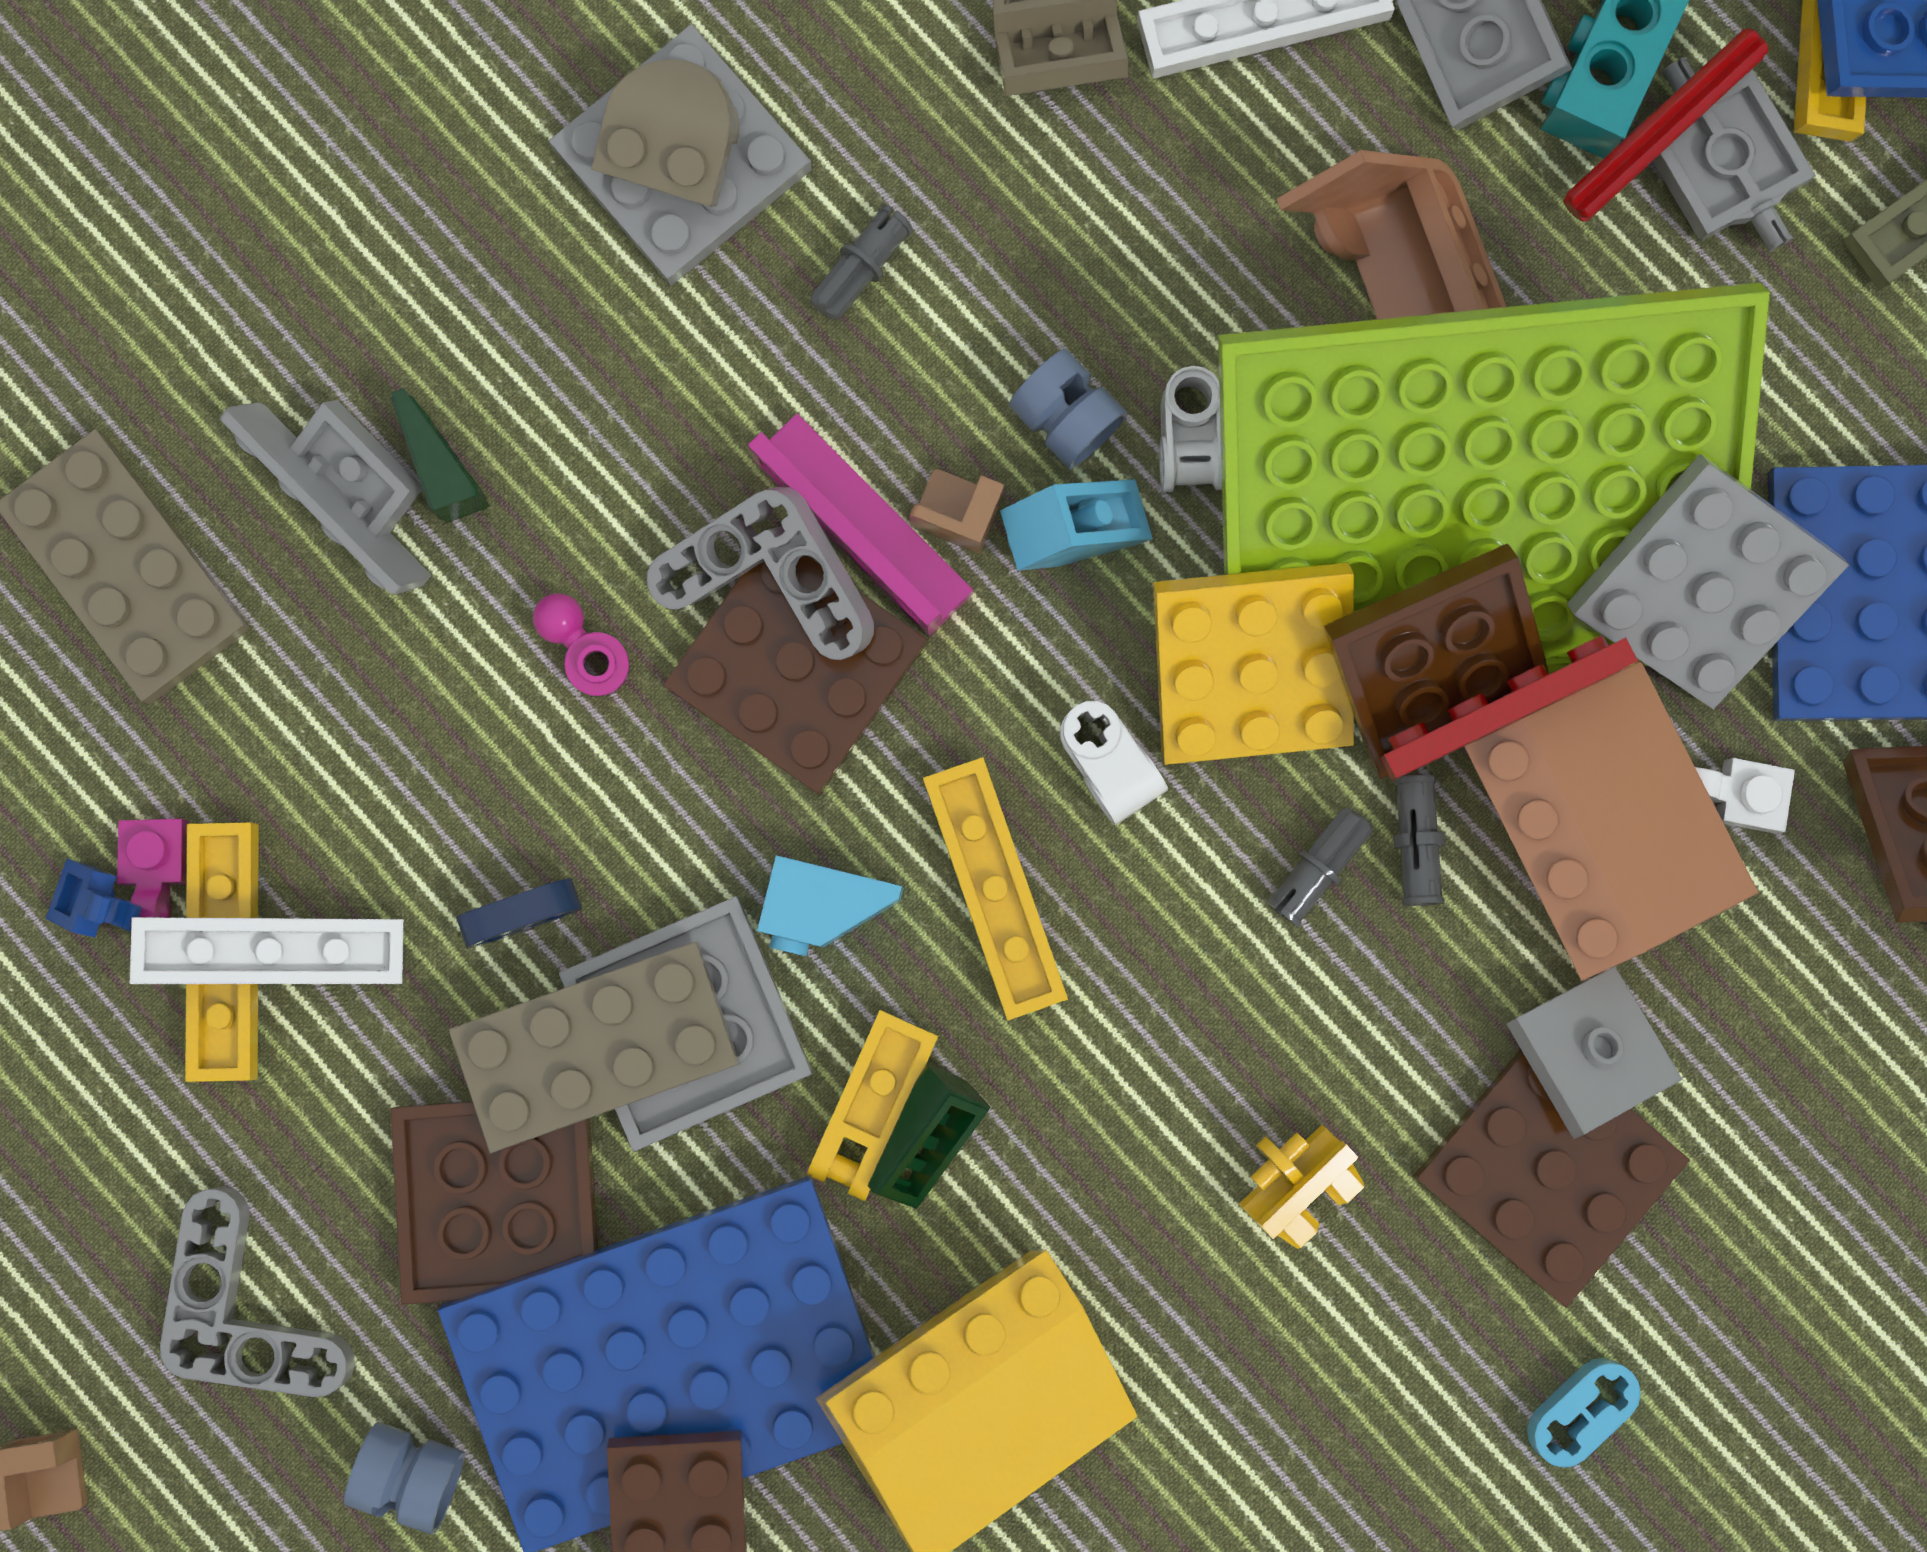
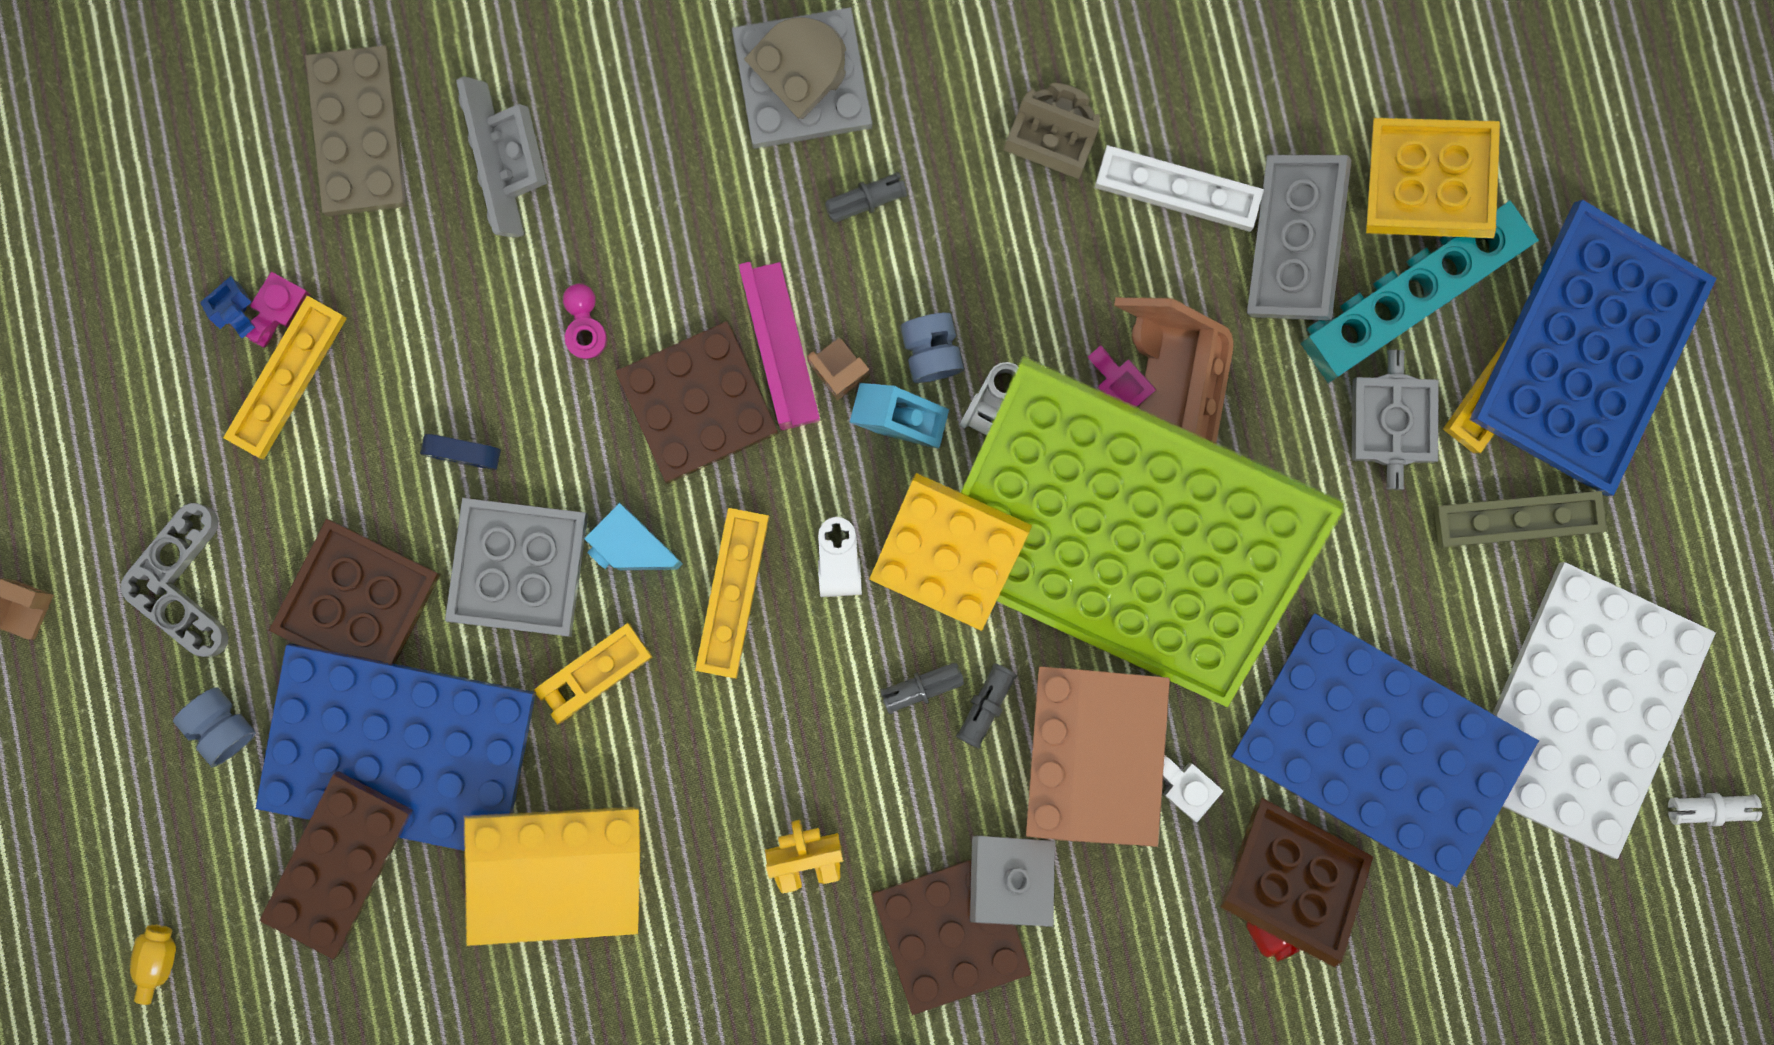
camera: 25 degrees right, 0 degrees up
(266, 951) = (308, 391): white plate -> none
(443, 477) = (561, 182): dark green slope -> none
(594, 1046) = (457, 550): dark tan plate -> none
(780, 550) = (721, 335): light grey beam -> none
(940, 1119) = (637, 703): dark green slope -> none
(1342, 303) = (1122, 382): none -> dark pink plate
(1436, 648) = (1052, 611): reddish brown plate -> none
(1530, 693) = (1092, 658): red plate -> none
(1665, 124) = (1366, 382): red axle -> none
(1707, 582) = (1230, 655): light grey plate -> none

